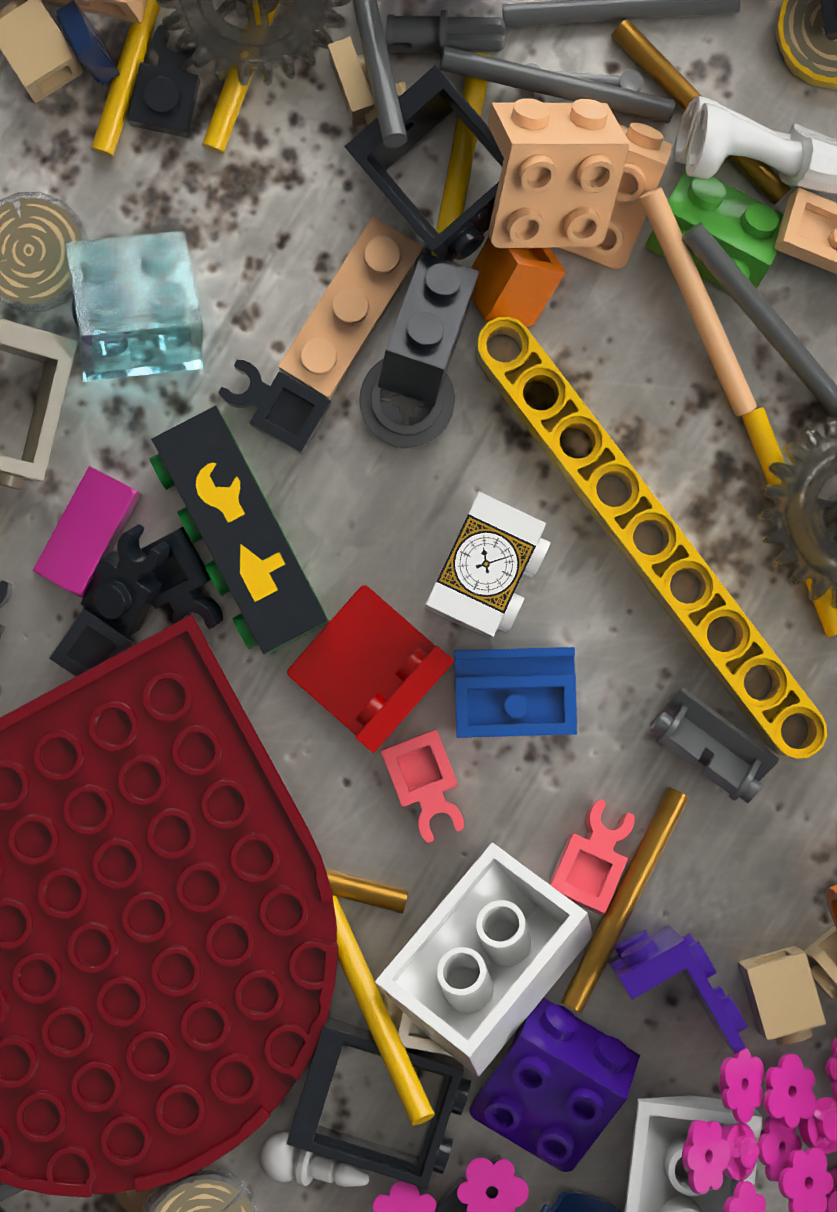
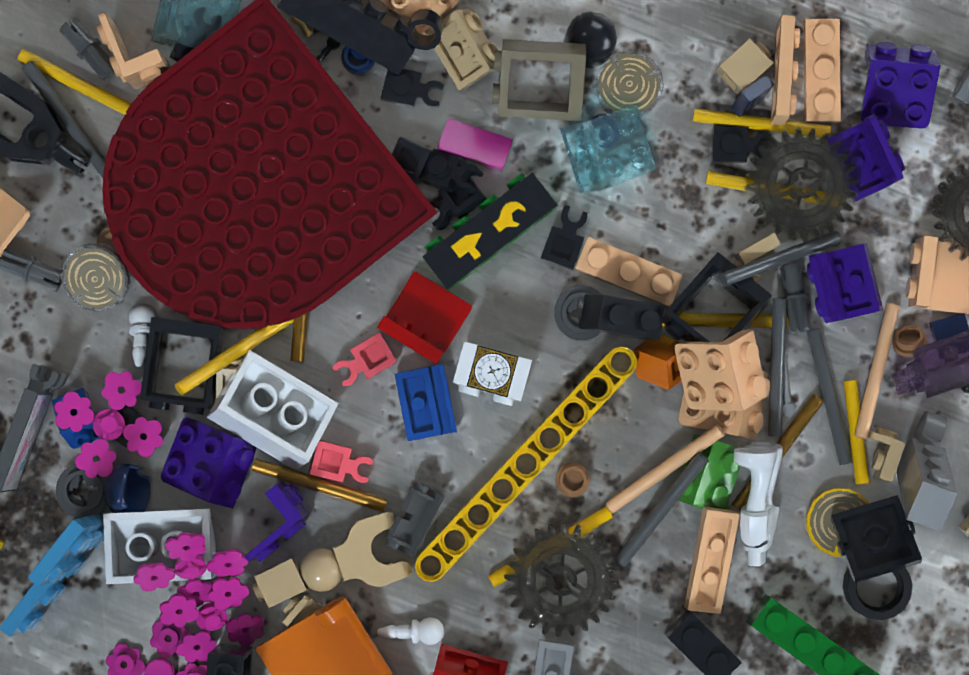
camera: 85 degrees right, 0 degrees up
(689, 464) = (572, 480): none -> medium nougat plate
(762, 861) = (325, 568): none -> tan piece

